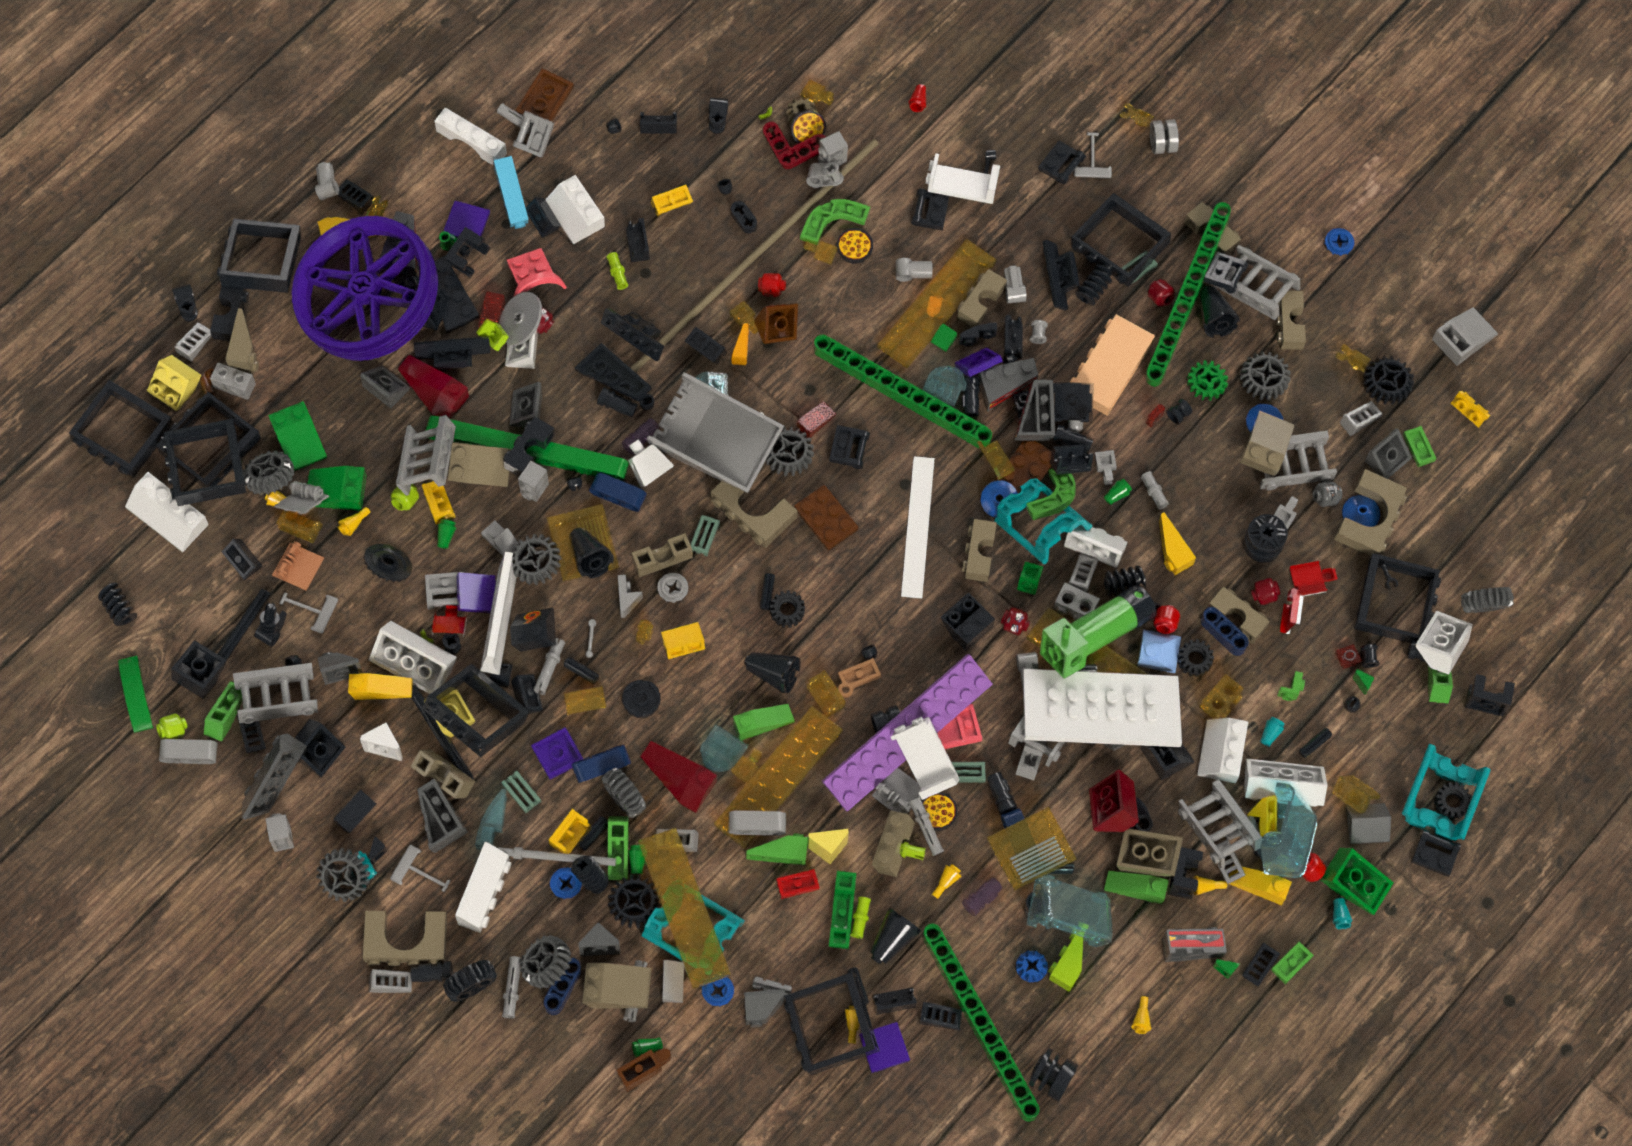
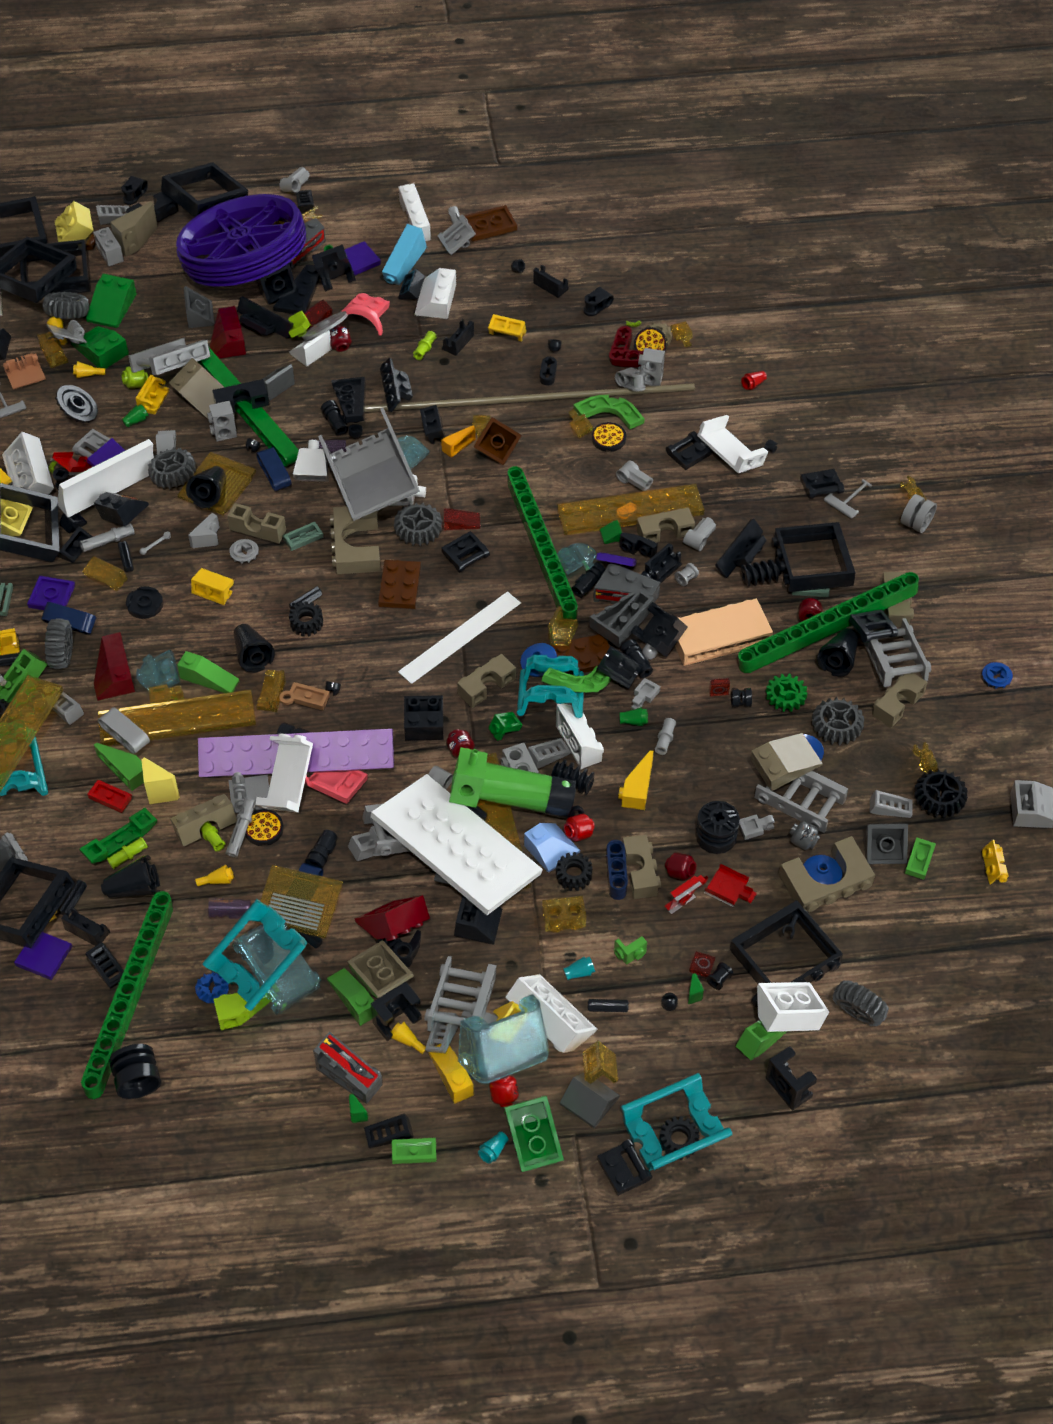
camera: 45 degrees right, 15 degrees down
(644, 631) = (192, 559): clear yellow plate -> none
(771, 285) = (520, 419): red head -> none
(982, 778) = (330, 822): sand green tile -> none
(1070, 944) = (236, 973): none -> teal piece
(1142, 1021) = (248, 1094): yellow cone -> none
(1222, 749) = (527, 952): white slope -> none

